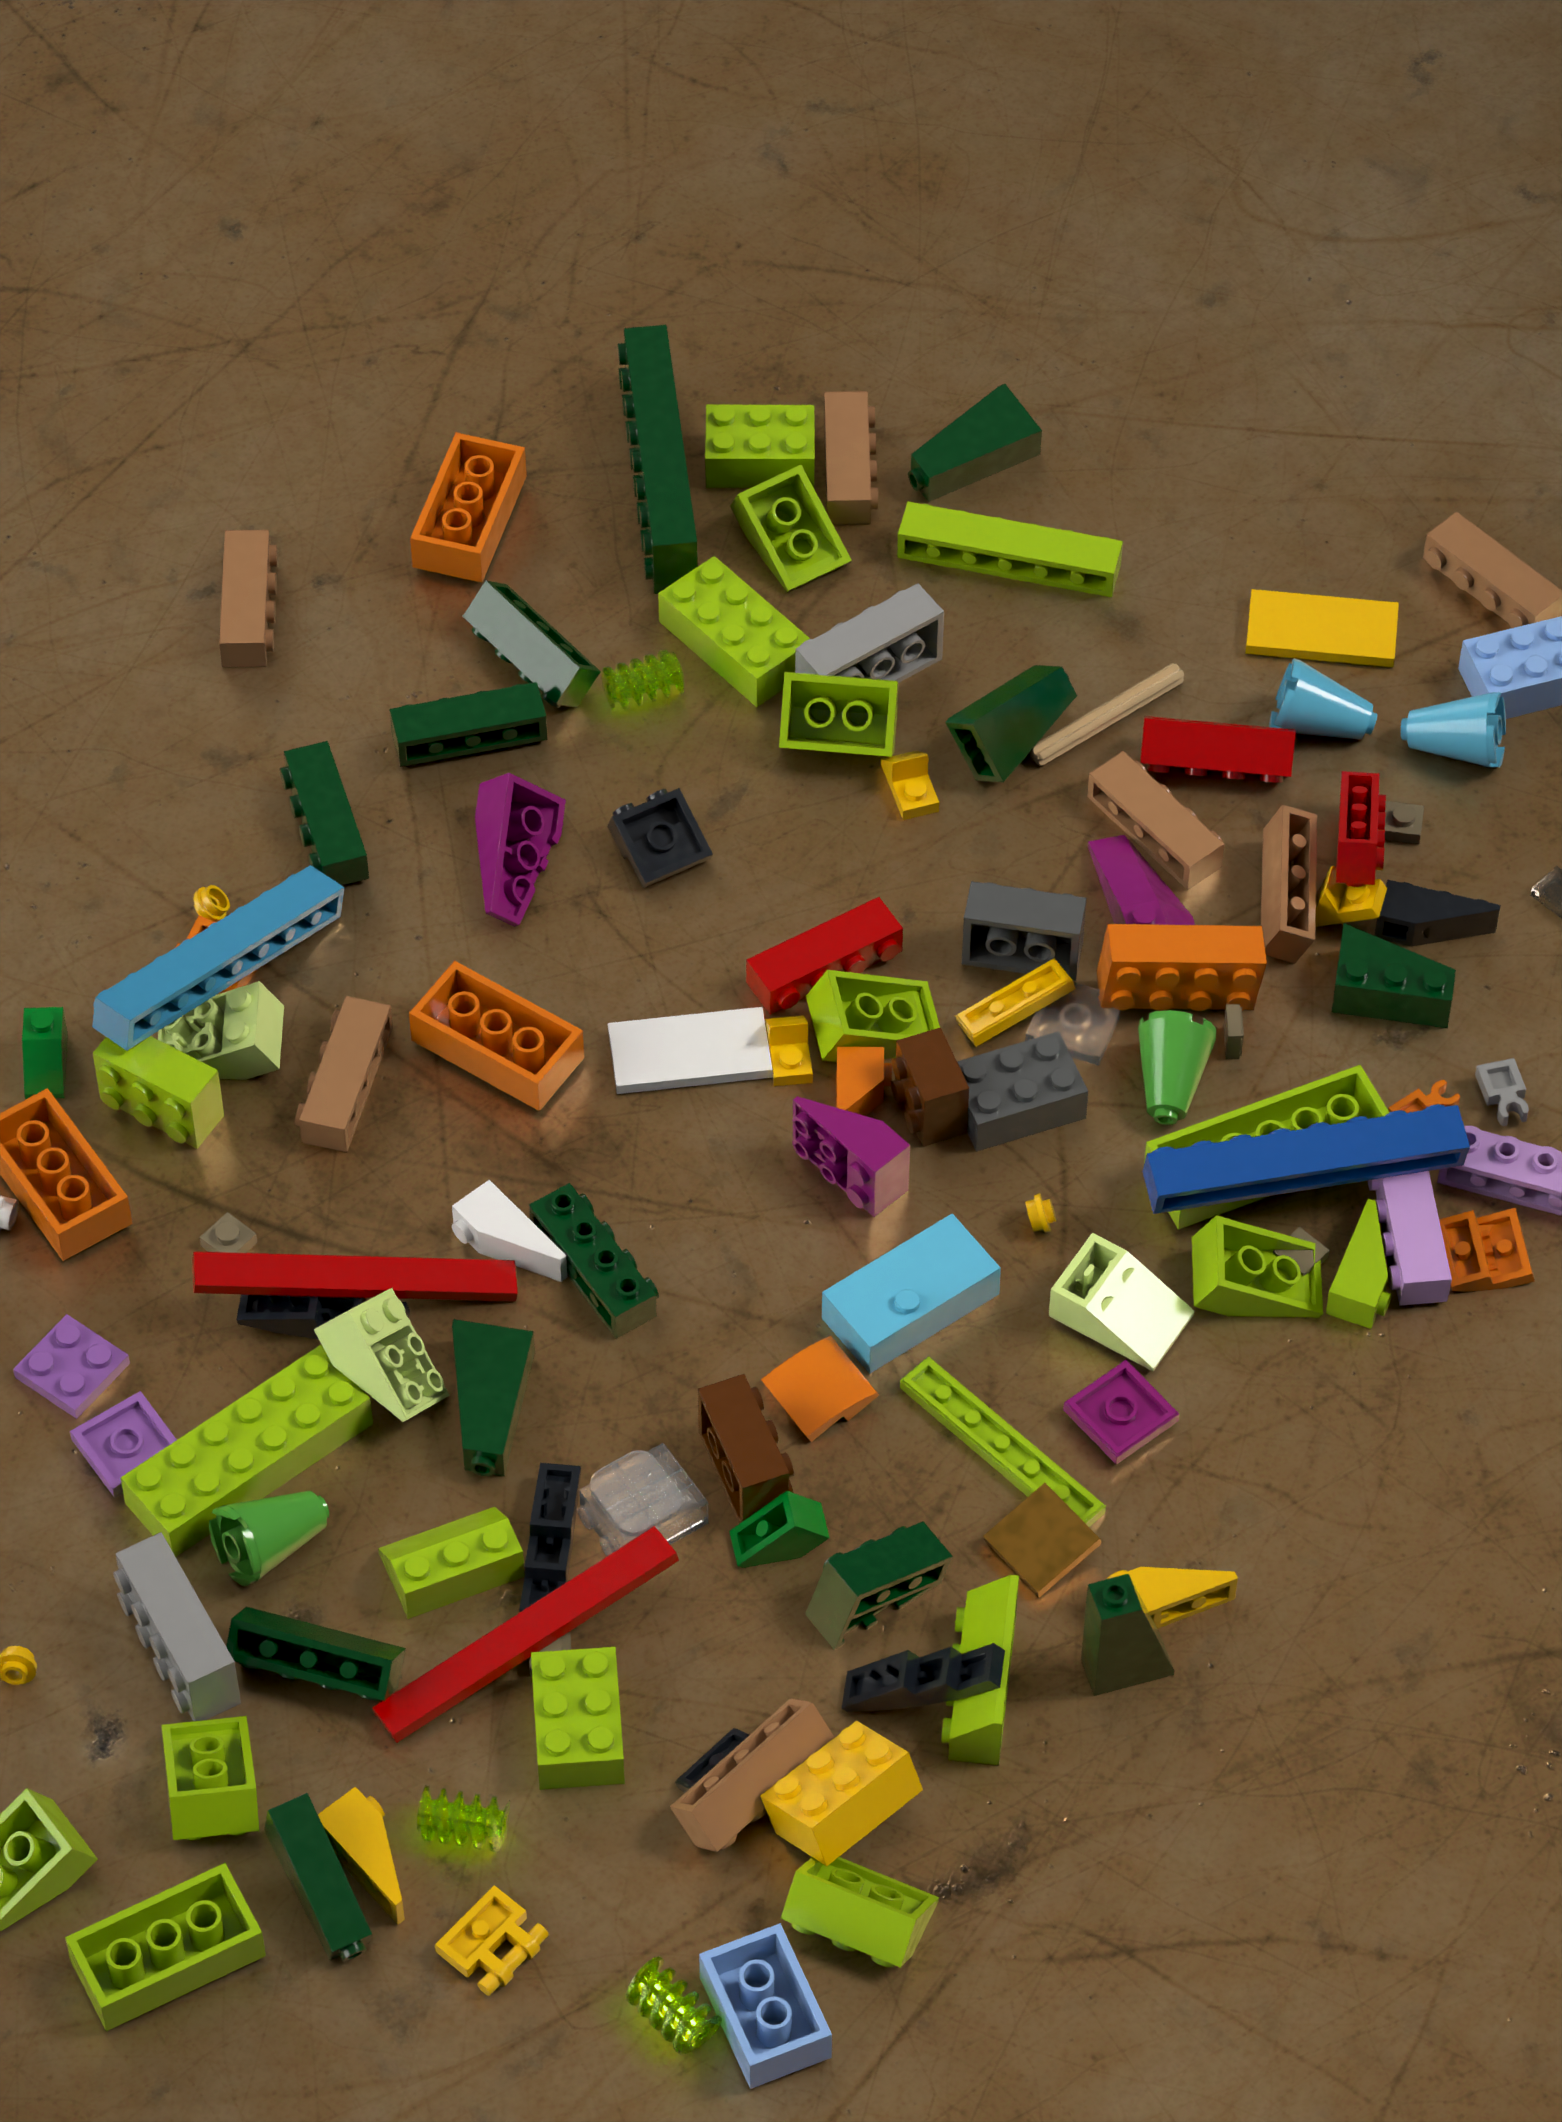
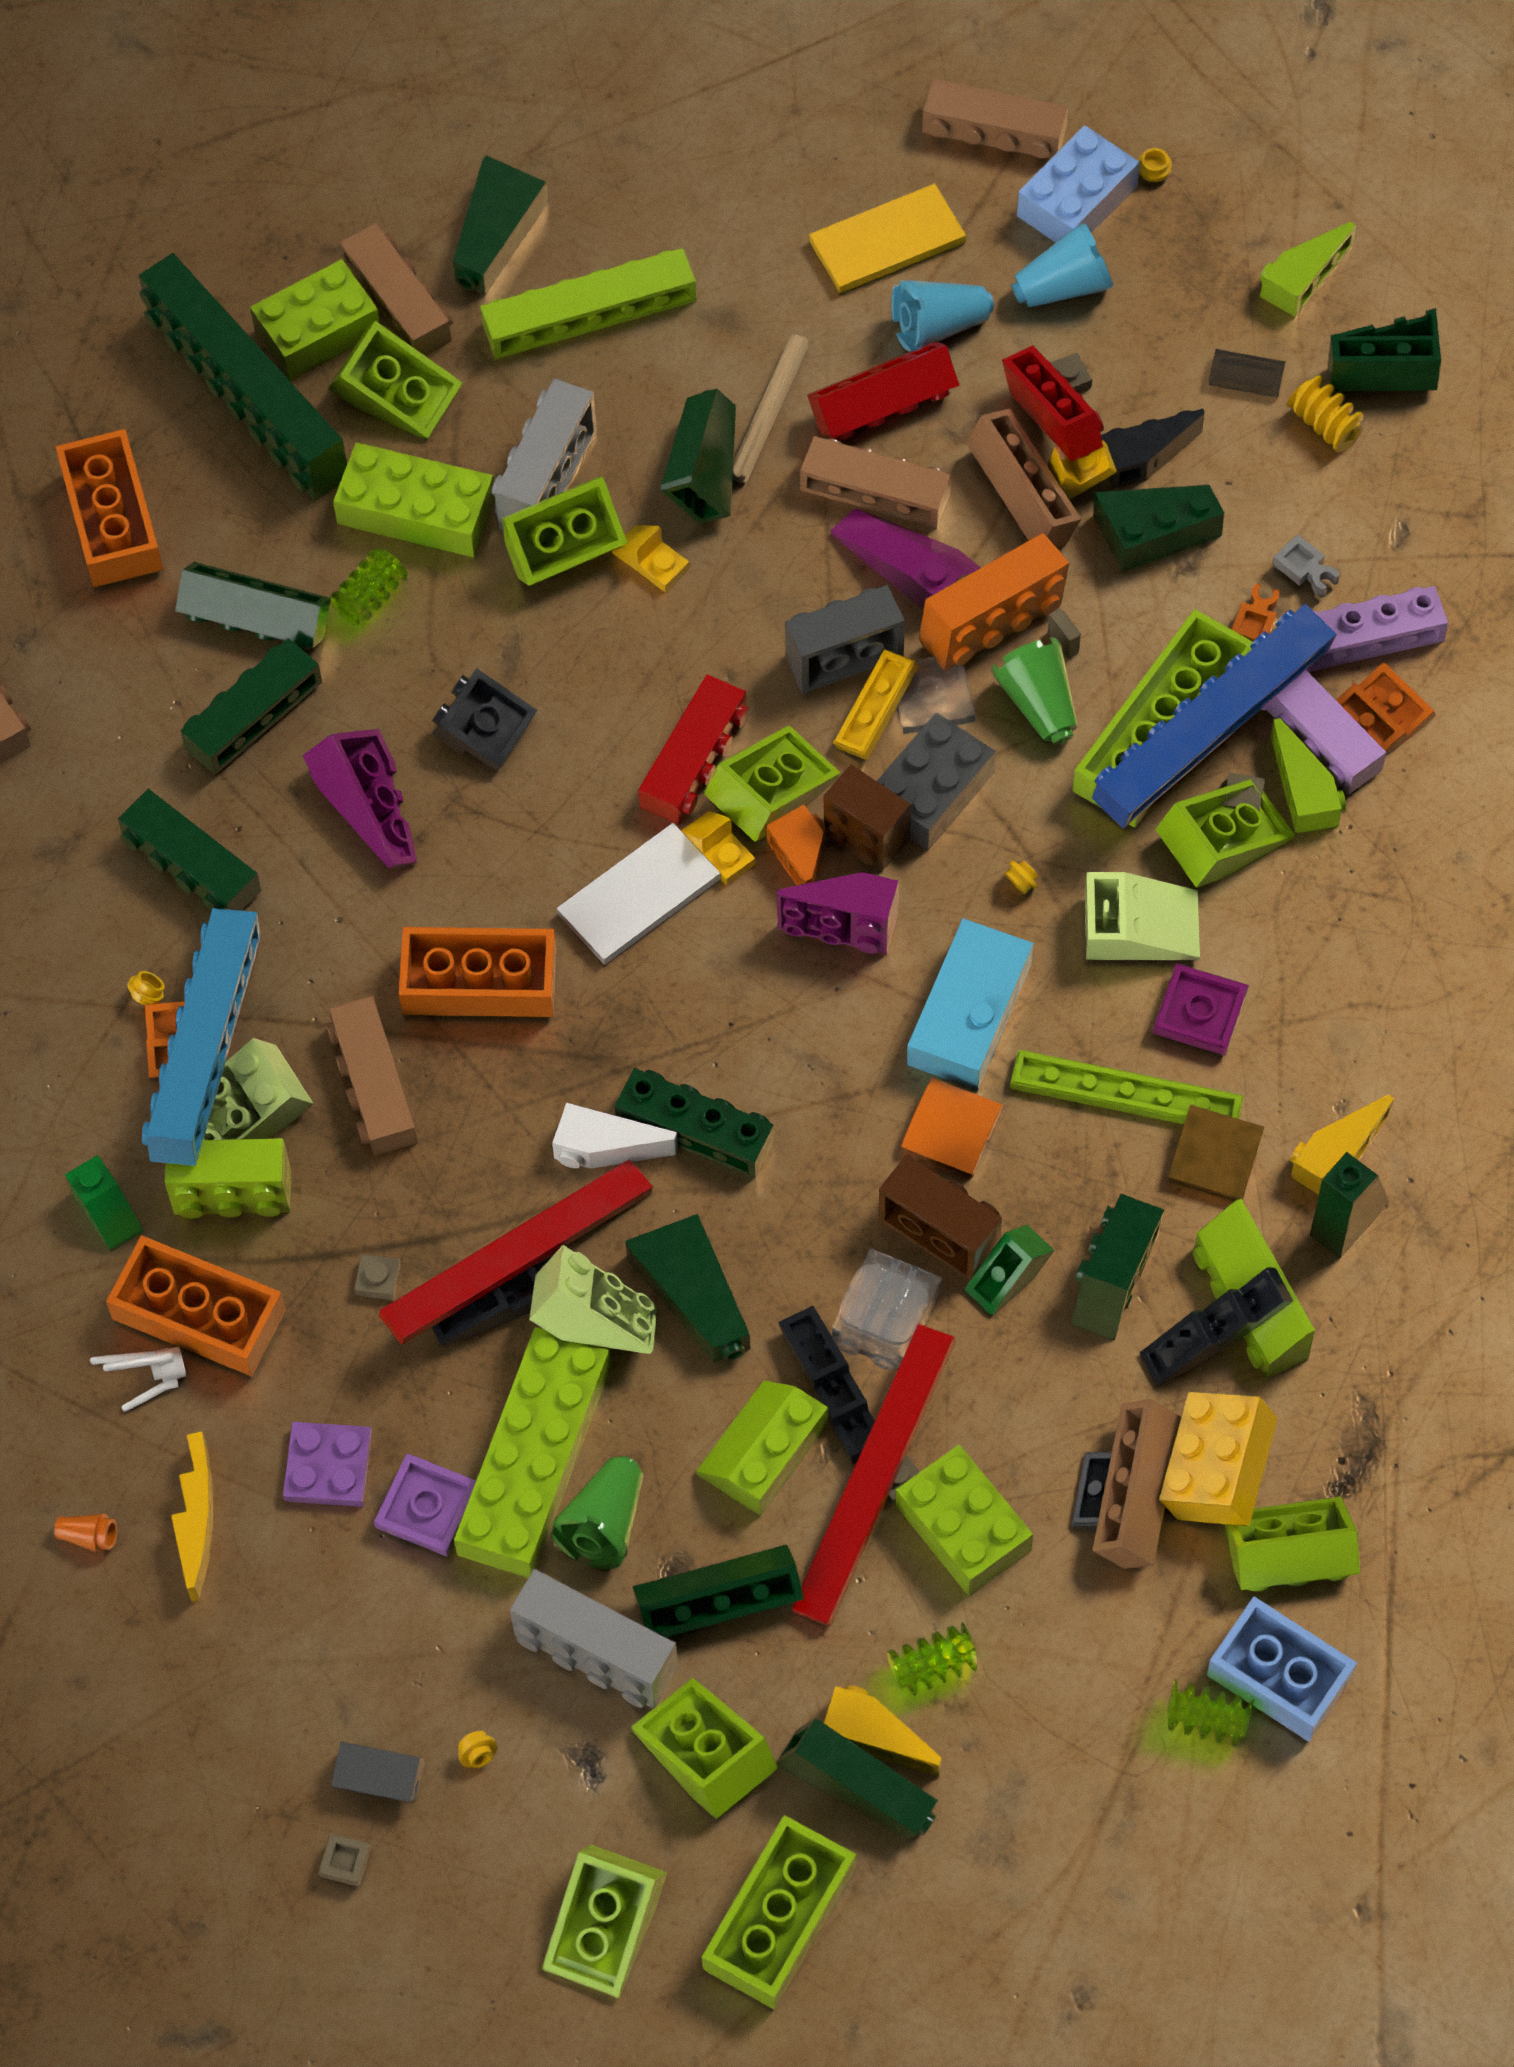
camera: 30 degrees left, 10 degrees up
(482, 1931) = (1014, 1743): yellow plate -> none

